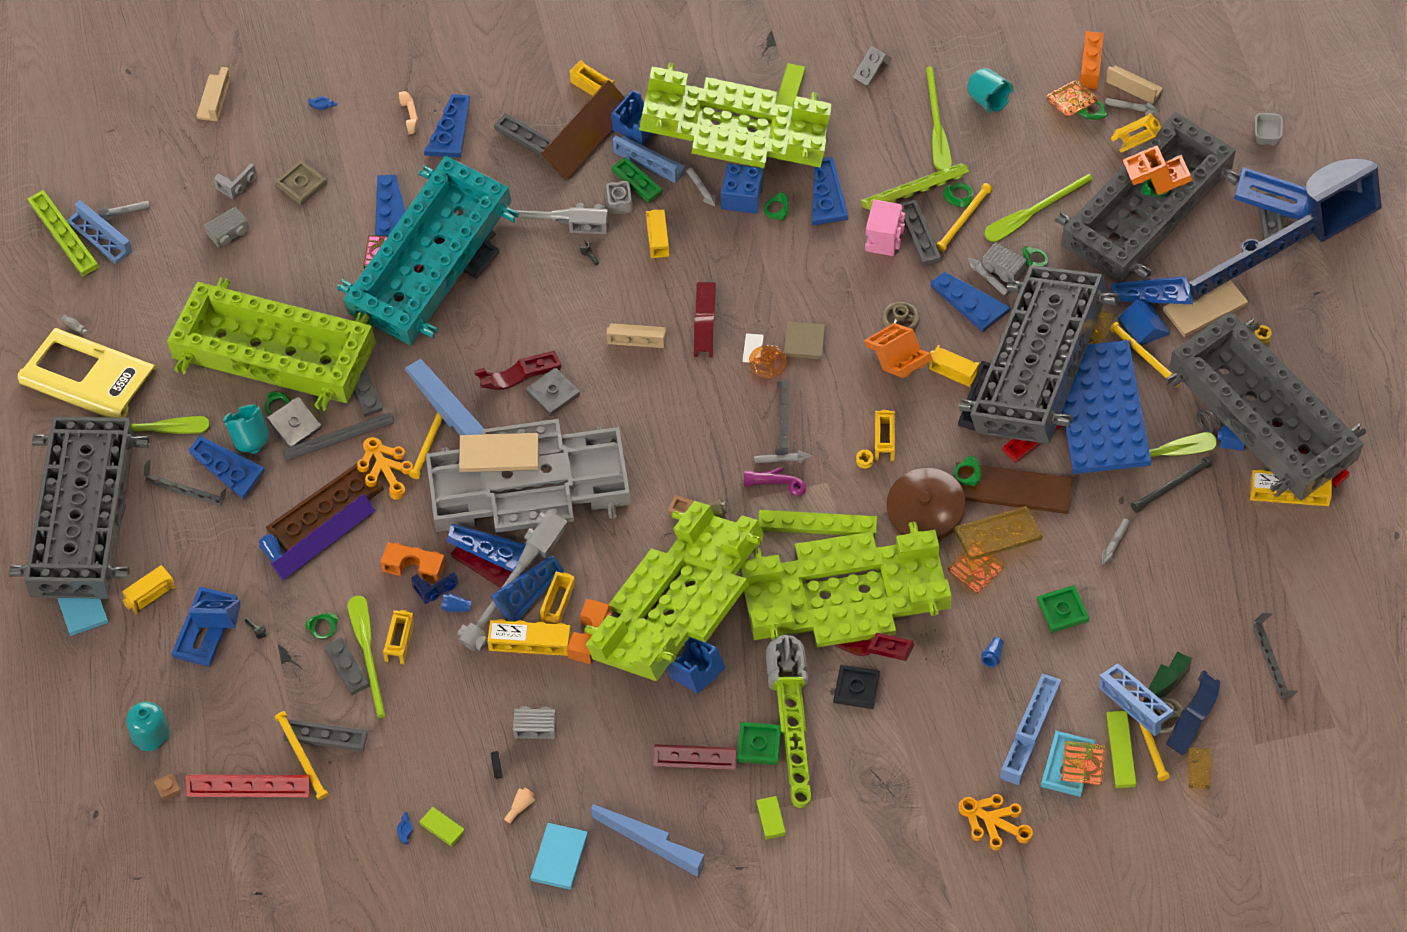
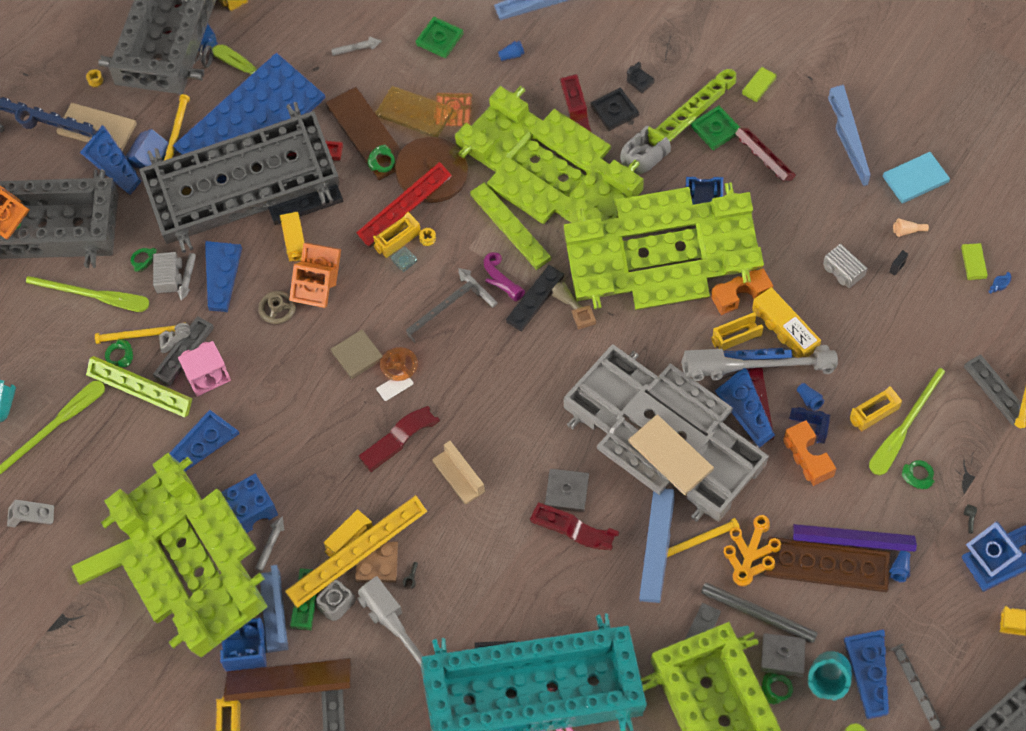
camera: 130 degrees left, 5 degrees up
(346, 666) = (931, 428): dark grey plate -> none
(621, 240) = (380, 564): none -> medium nougat plate
(637, 225) = (355, 551): none -> yellow tile
(732, 487) = (534, 298): none -> black plate
(781, 198) = (242, 460): green piece -> none
(857, 426) = (404, 259): none -> clear light blue plate
(868, 729) = (638, 78): none -> black bracket
(905, 454) = (404, 203): none -> red plate
(936, 228) = (182, 331): none -> light grey piece
(1205, 463) = (277, 46): pearl dark grey bar -> none

